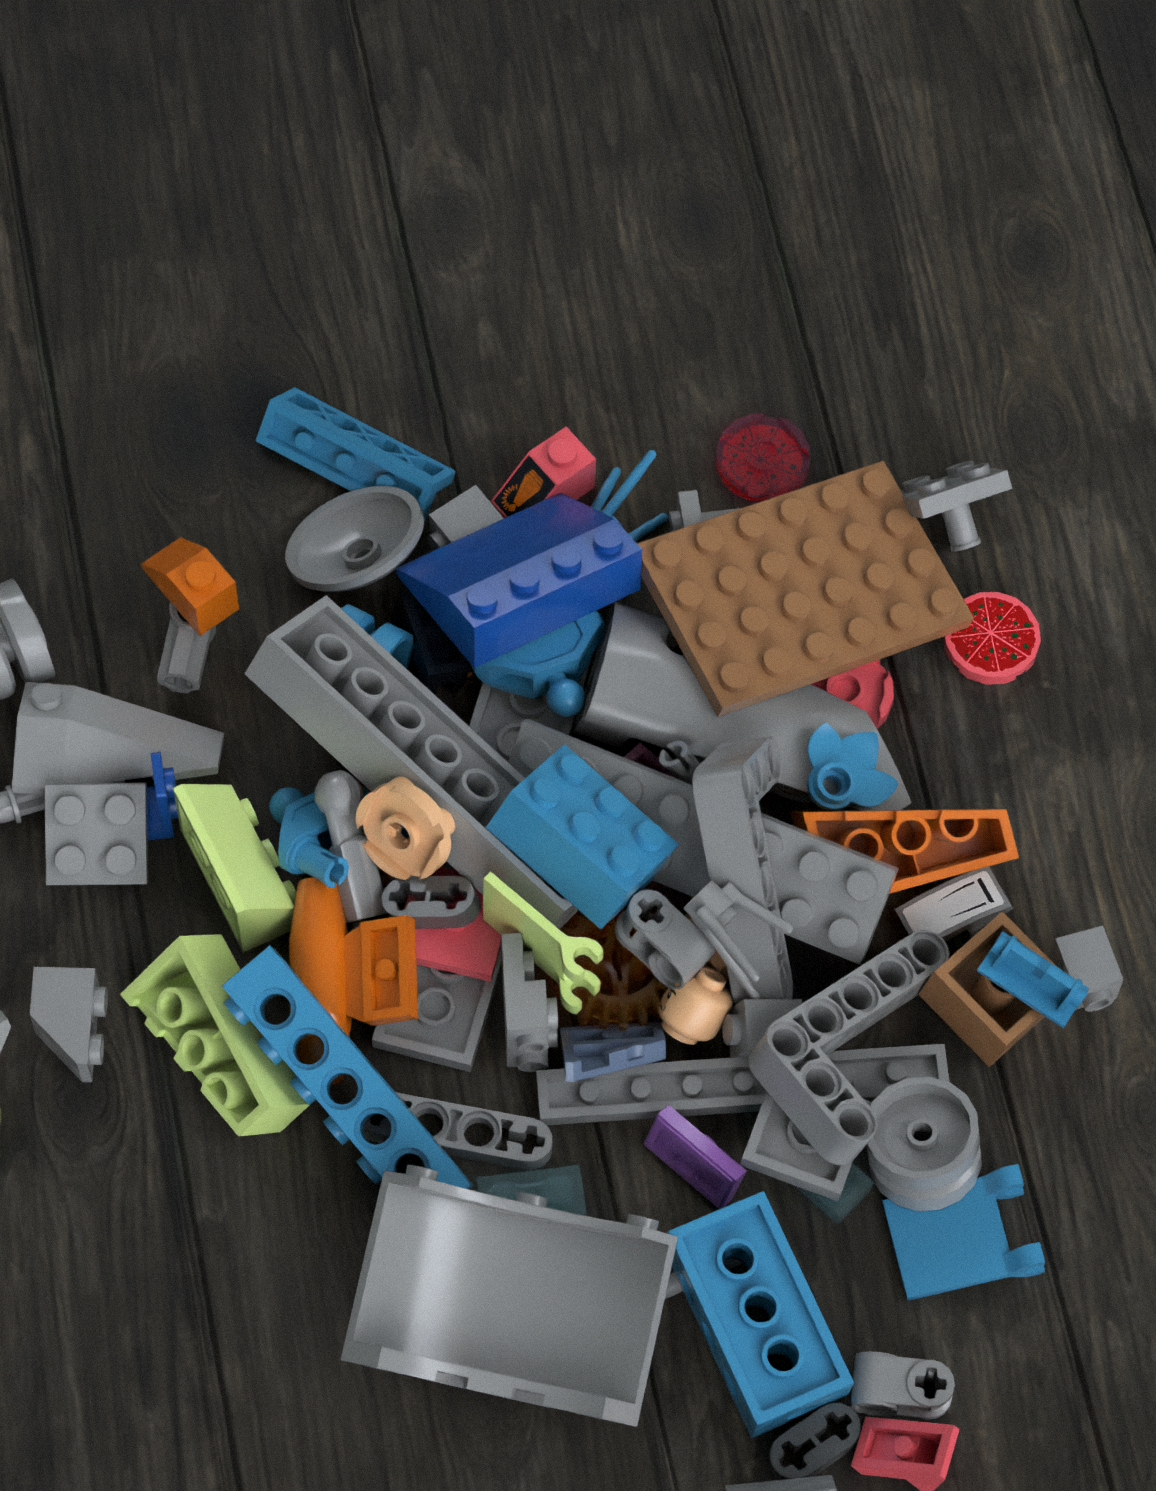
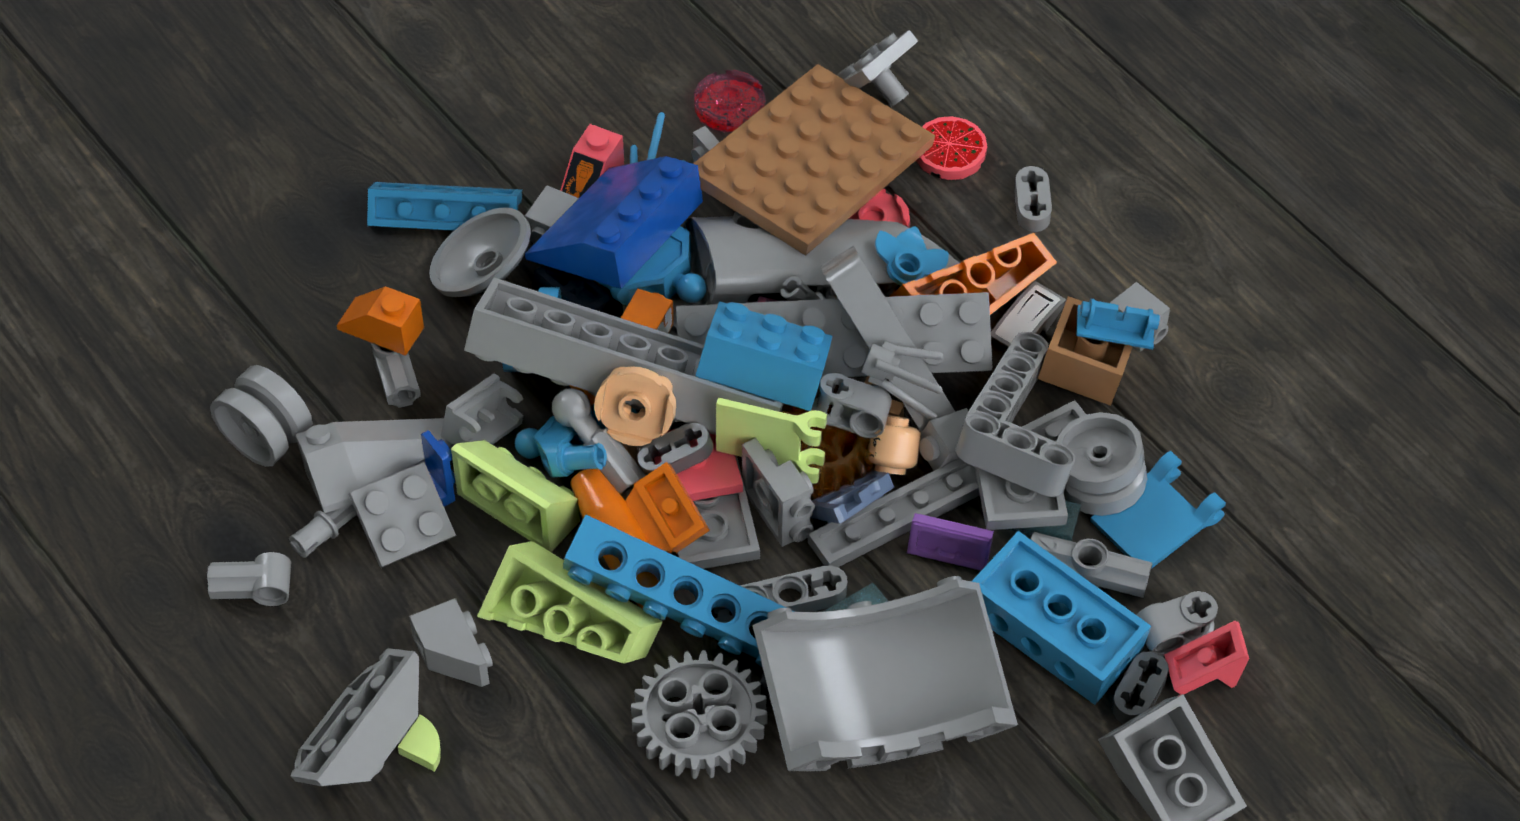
camera: 25 degrees left, 10 degrees down
(249, 749) = (482, 413): none -> light grey hinge
(278, 1277) = (706, 745): none -> light grey gear
(495, 711) = (650, 310): none -> orange brick
(863, 1285) = (1109, 569): none -> light grey piece
(1043, 747) = (1040, 199): none -> light grey beam

